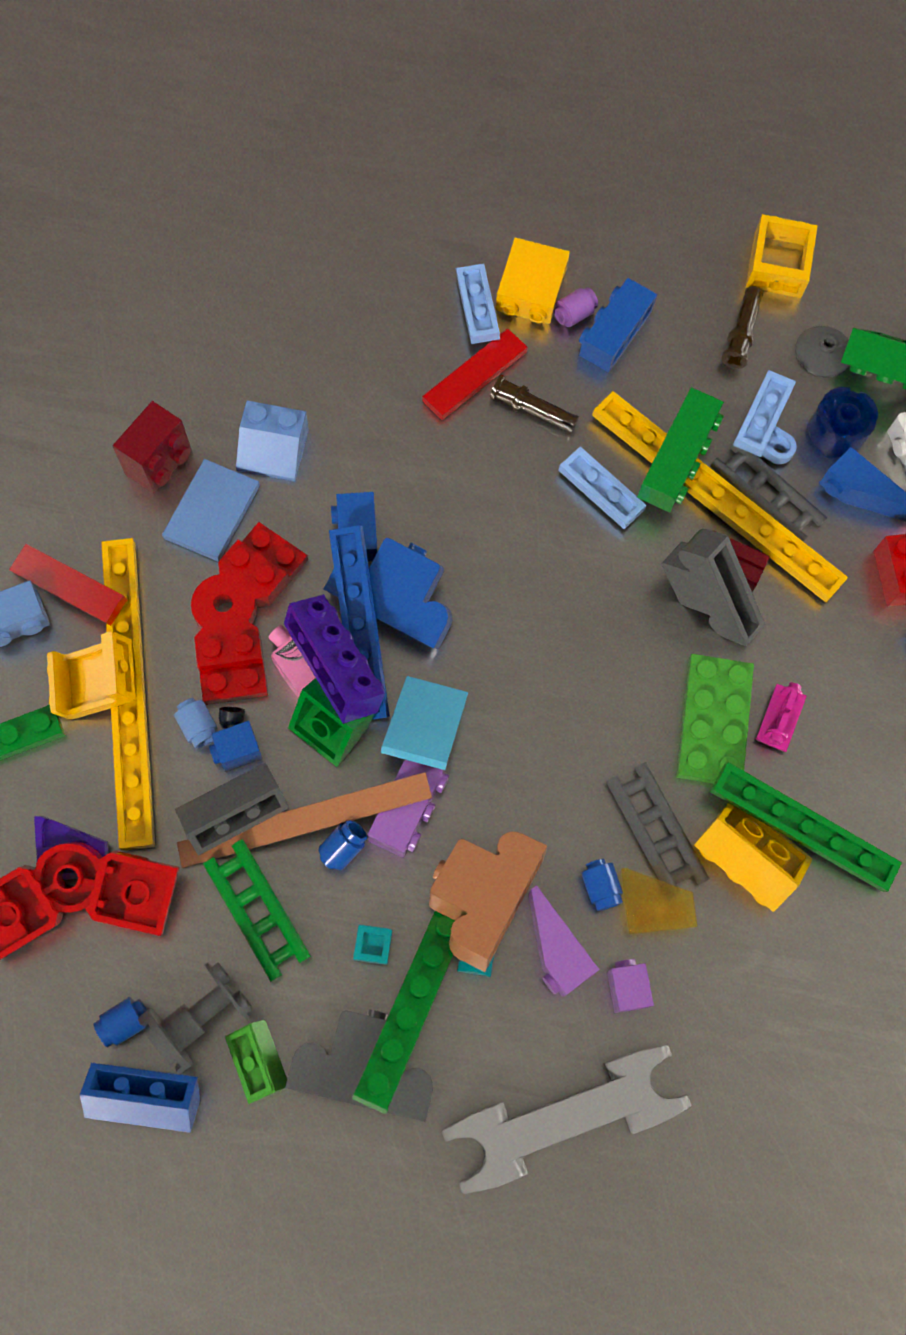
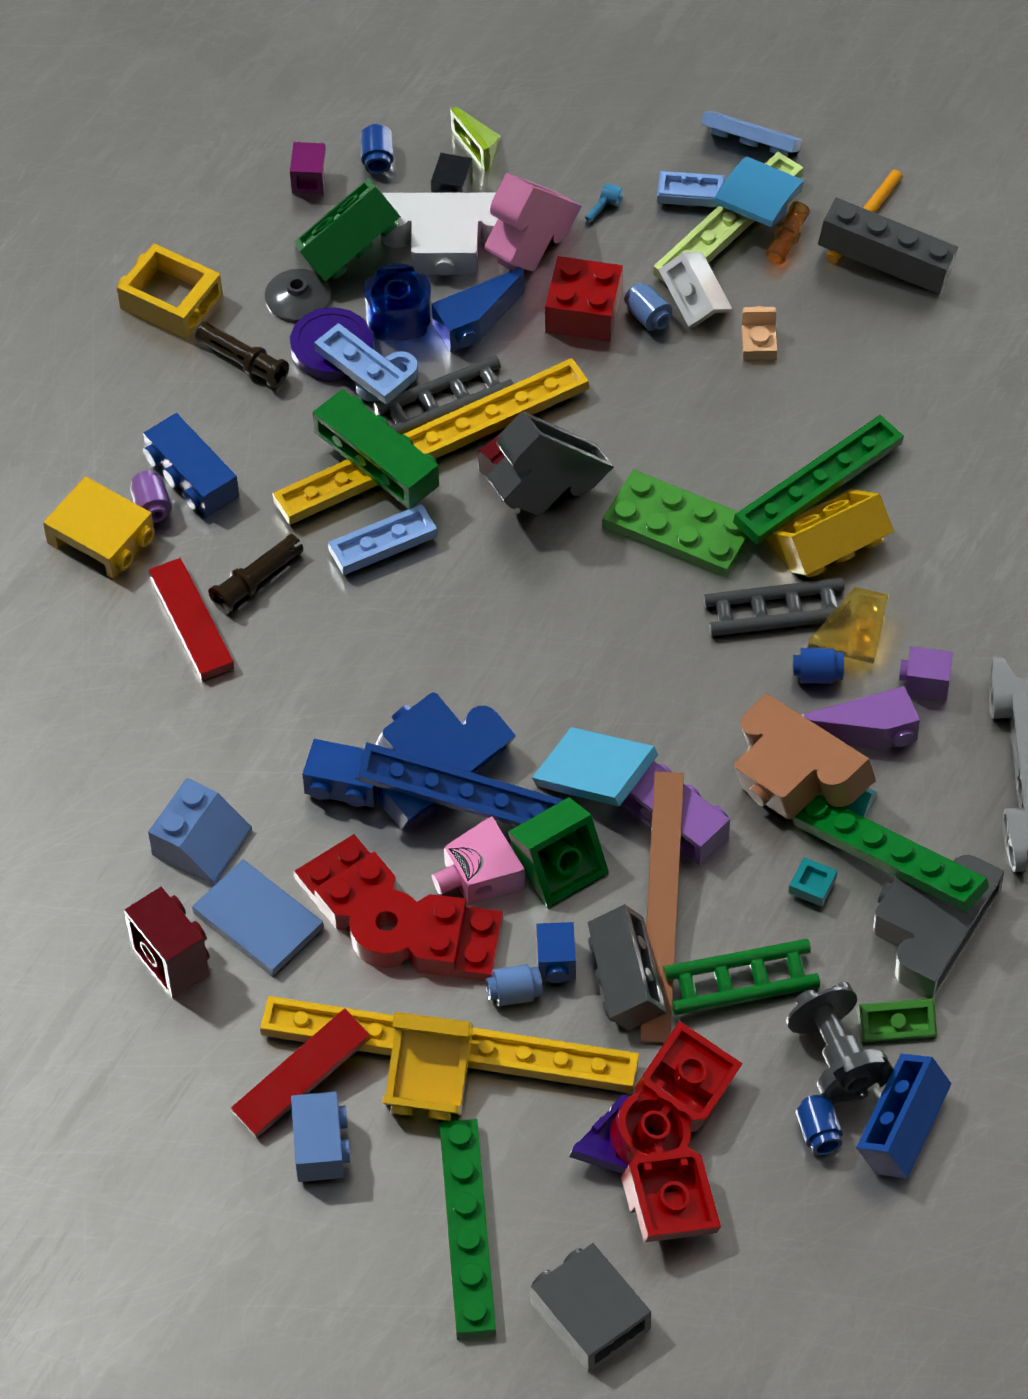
camera: 65 degrees left, 15 degrees down
(231, 716) = (519, 952): black hinge -> none
(334, 658) = (502, 813): dark purple brick -> none
(342, 845) = (701, 877): blue brick -> none
(477, 303) = (105, 587): light blue plate -> none
(781, 716) = (696, 464): dark pink hinge -> none
(805, 393) = (314, 326): none -> dark purple wheel

